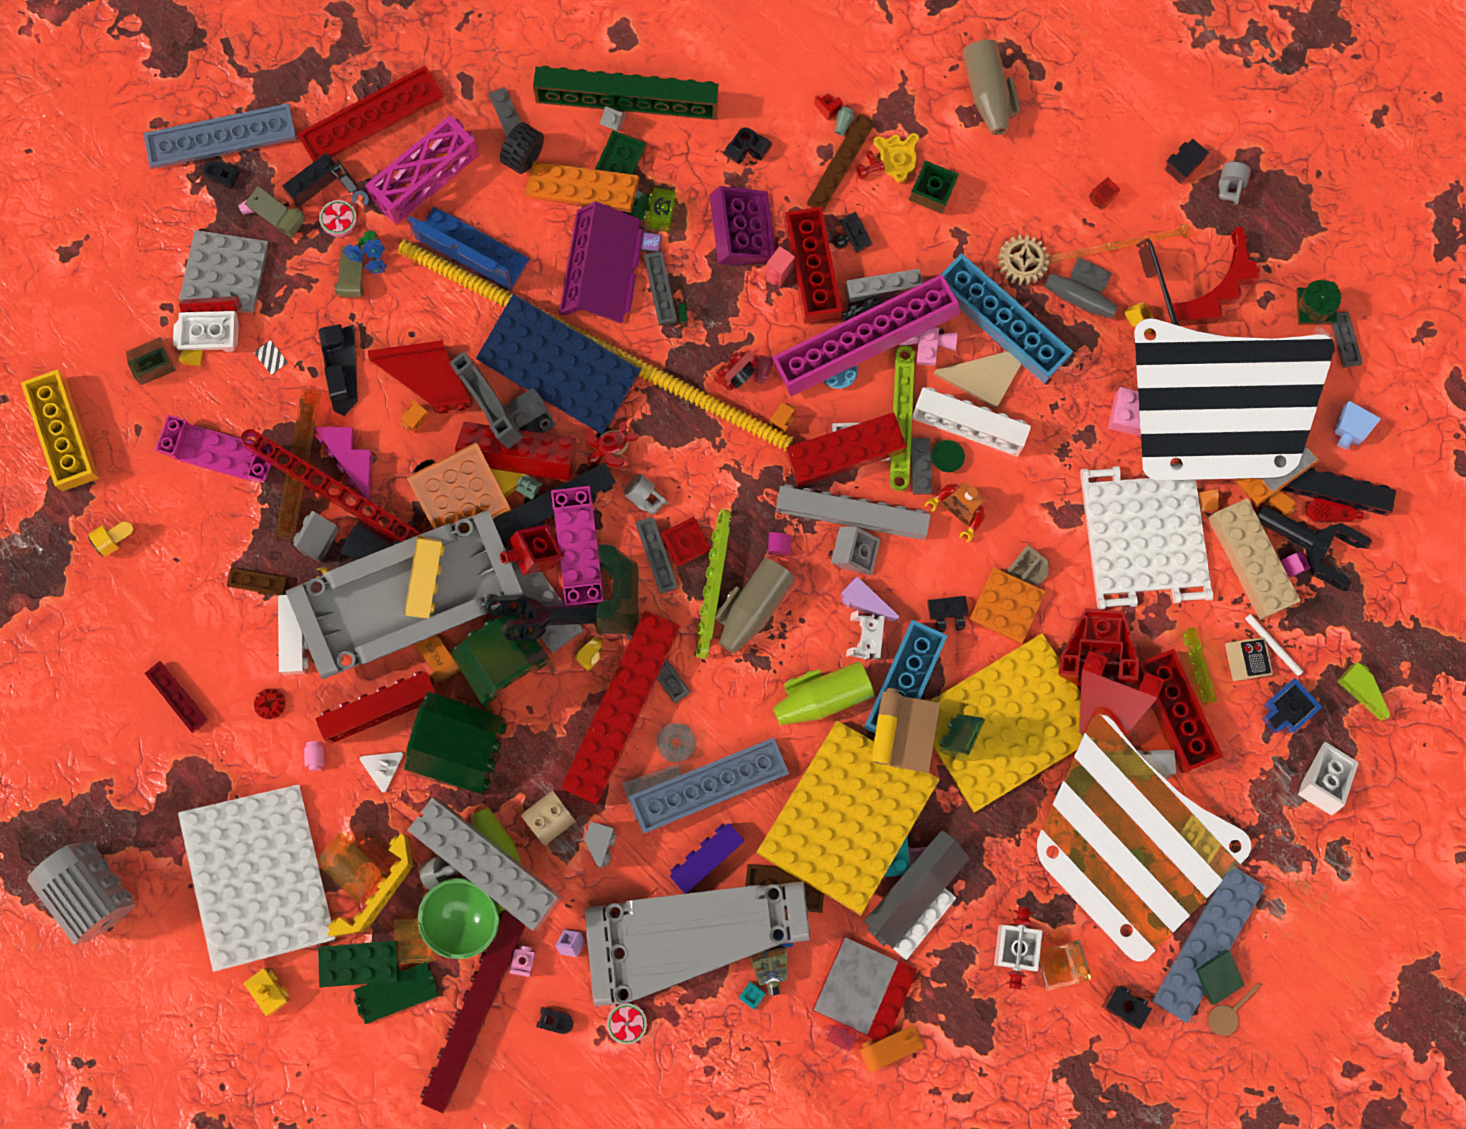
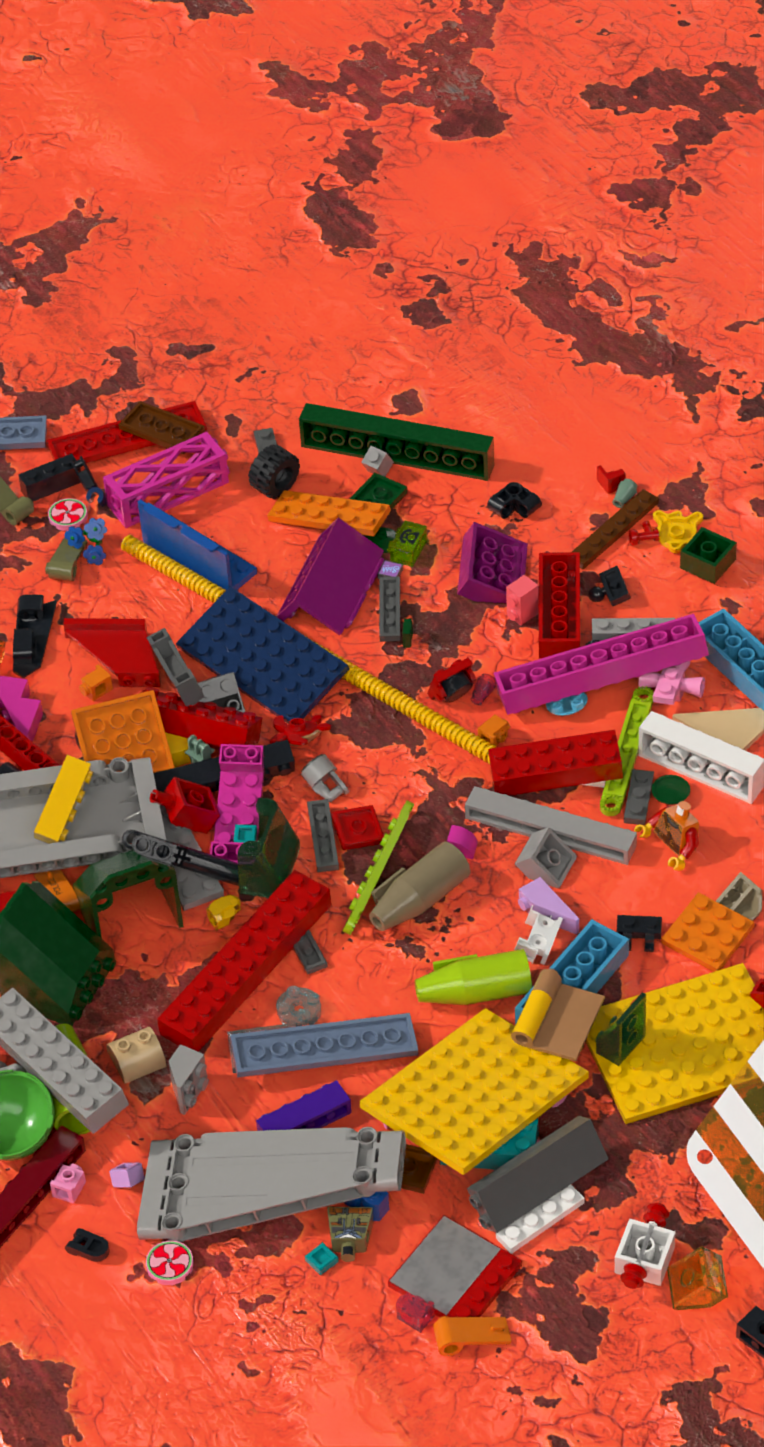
camera: 20 degrees right, 30 degrees down
(402, 104) = (159, 425): none -> reddish brown tile
(590, 573) = (245, 833): none -> teal tile

